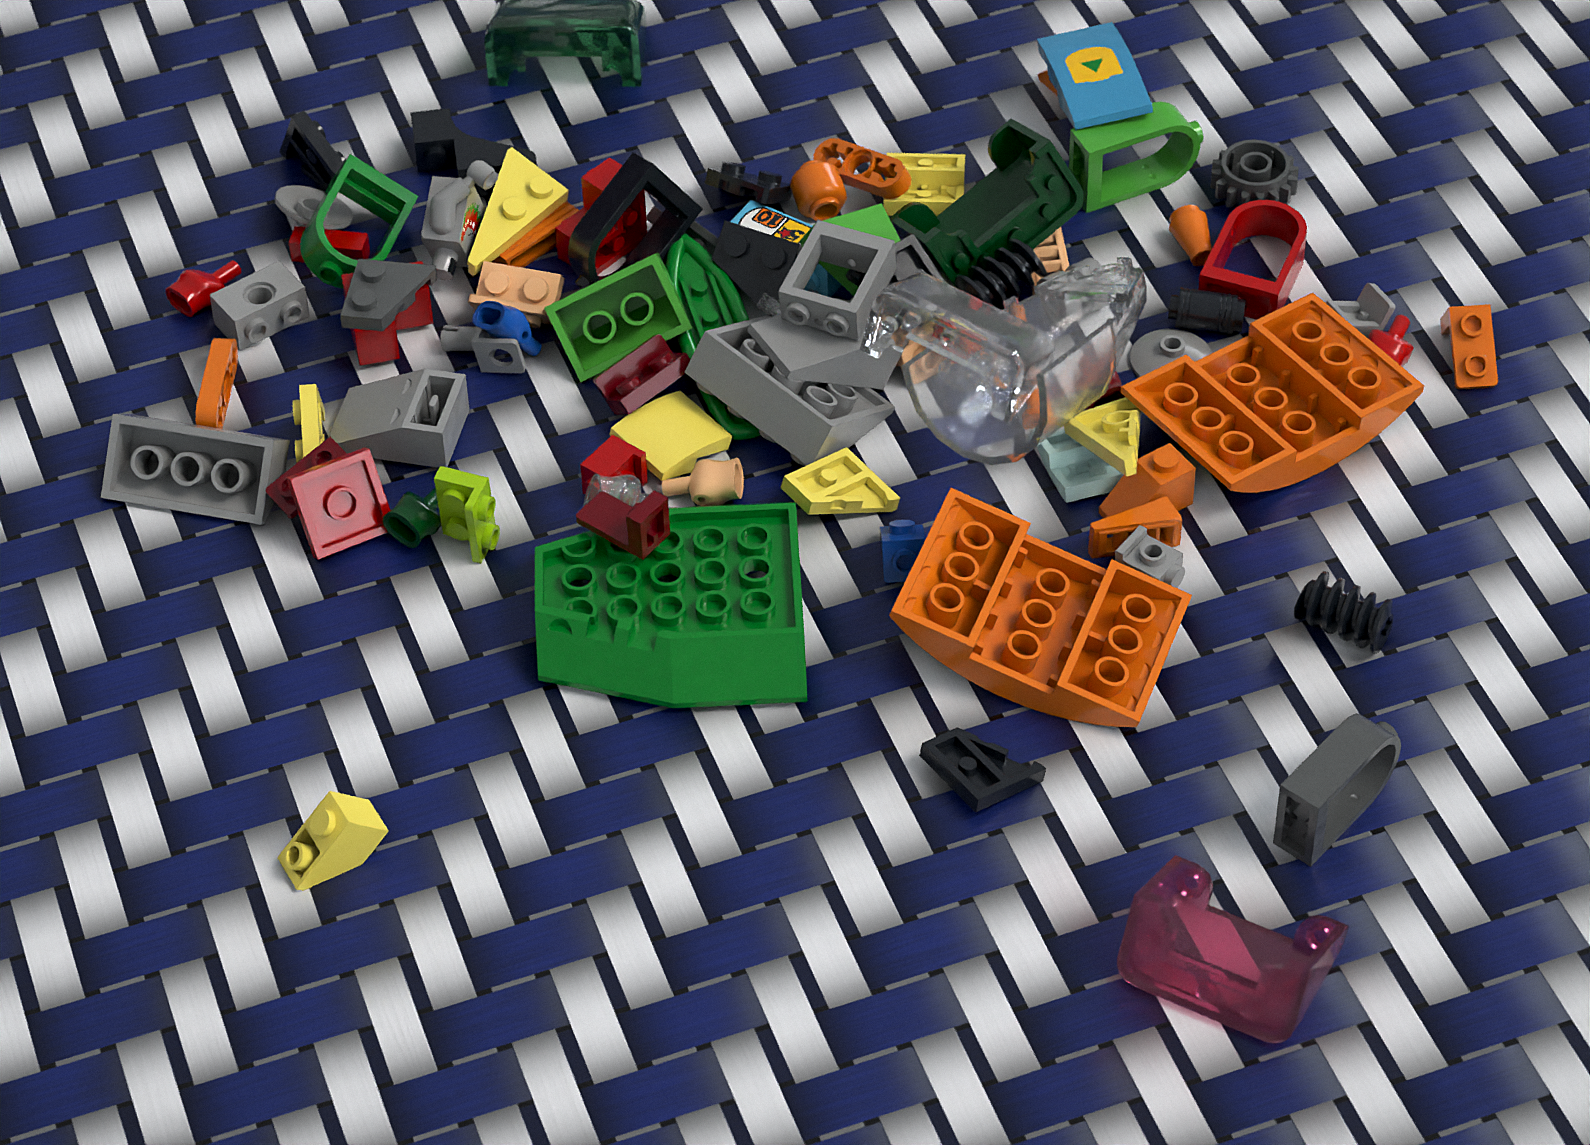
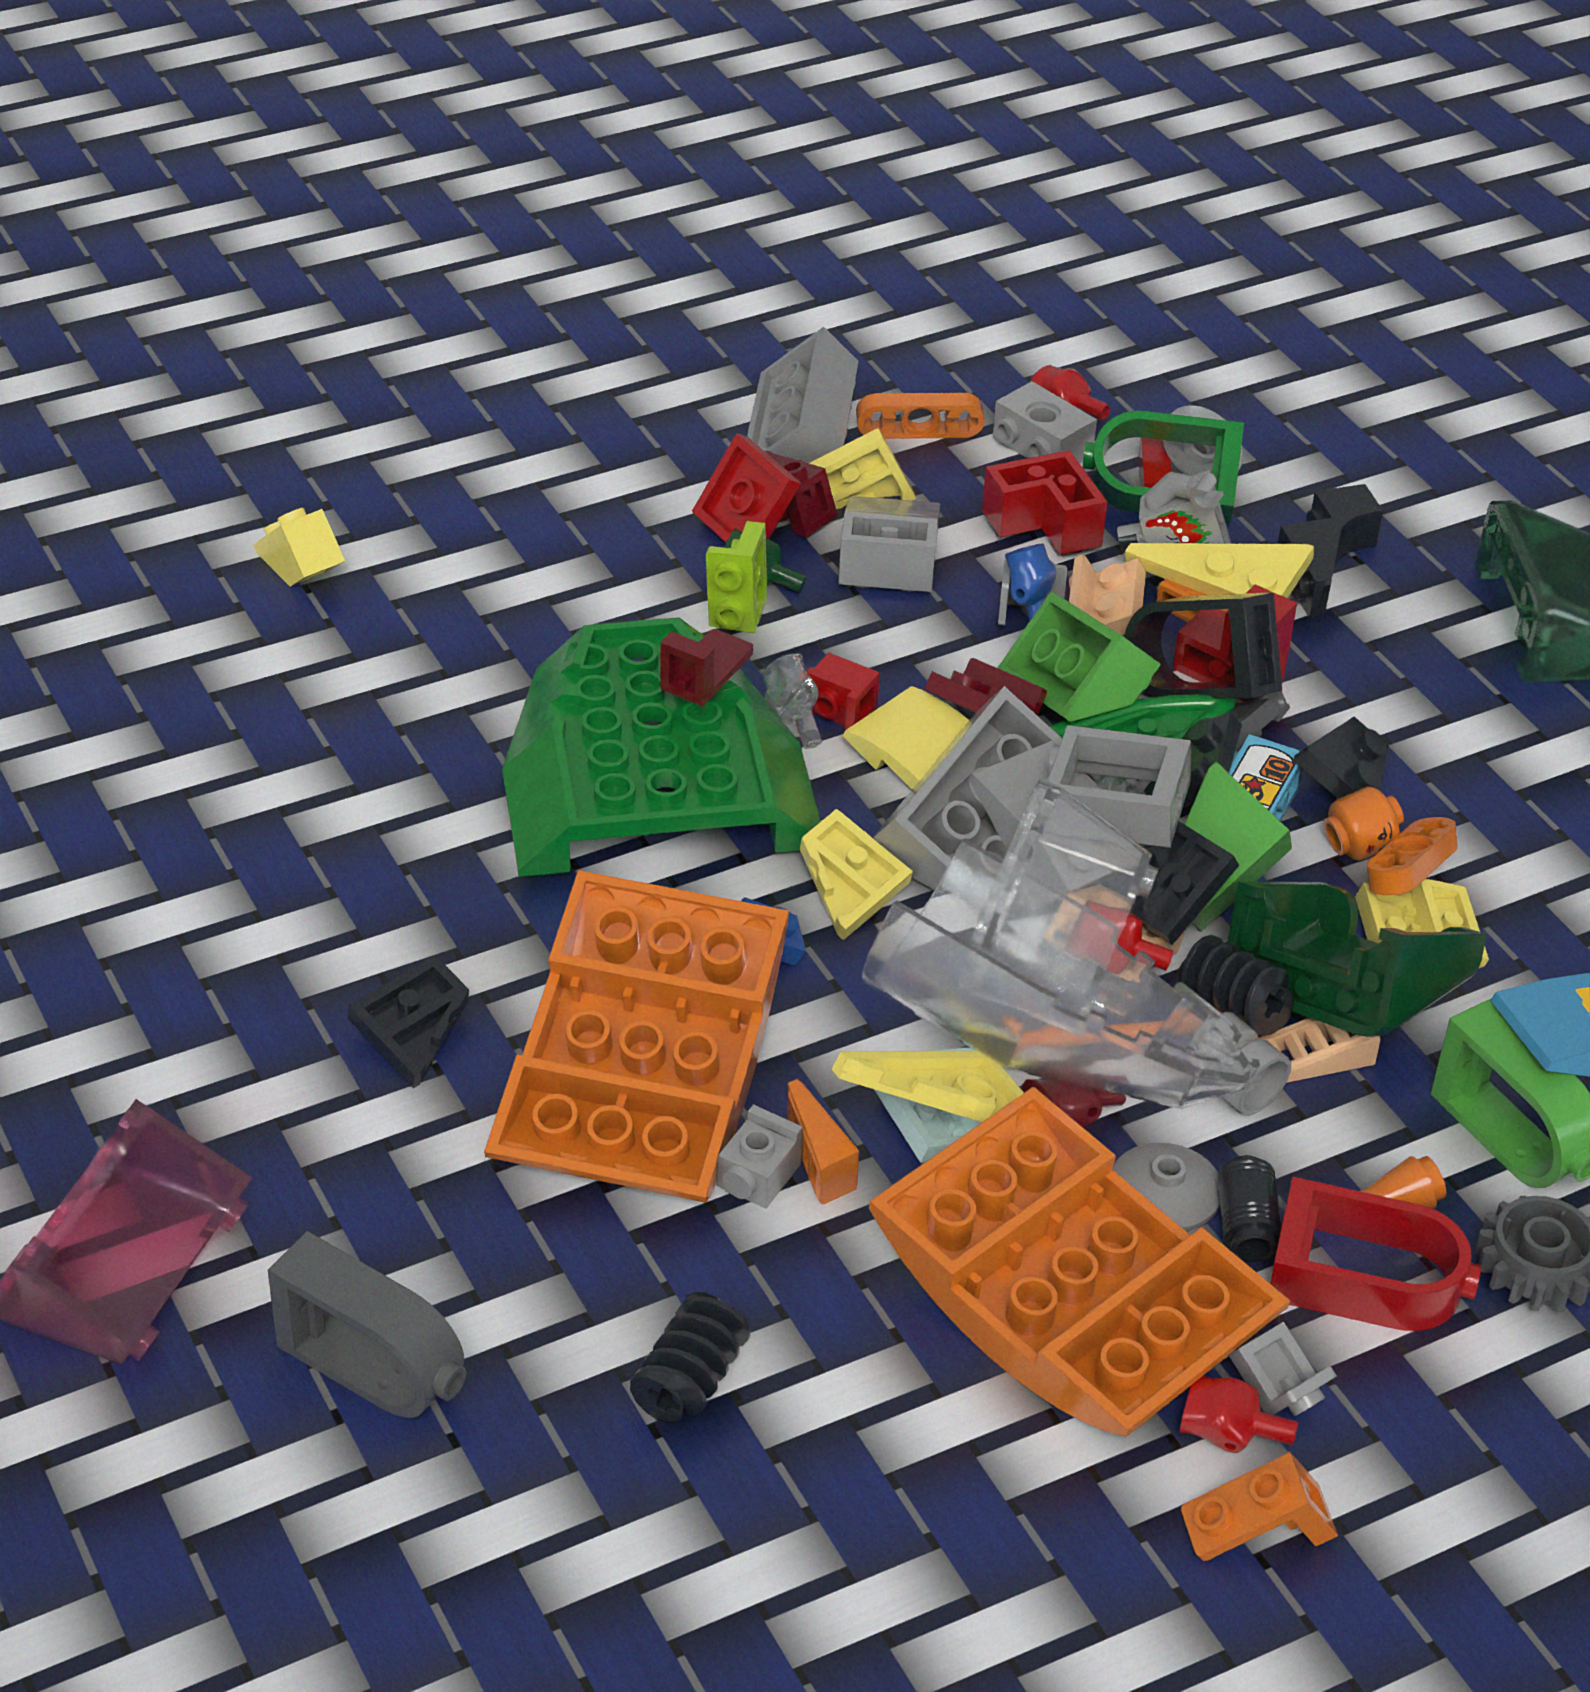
camera: 80 degrees right, 5 degrees down
(309, 144) = (1283, 432): black wing -> none
(382, 291) = (1039, 472): dark grey wing -> none
(709, 482) = (841, 772): light nougat piece -> none
(1158, 475) = (891, 1148): orange slope -> none

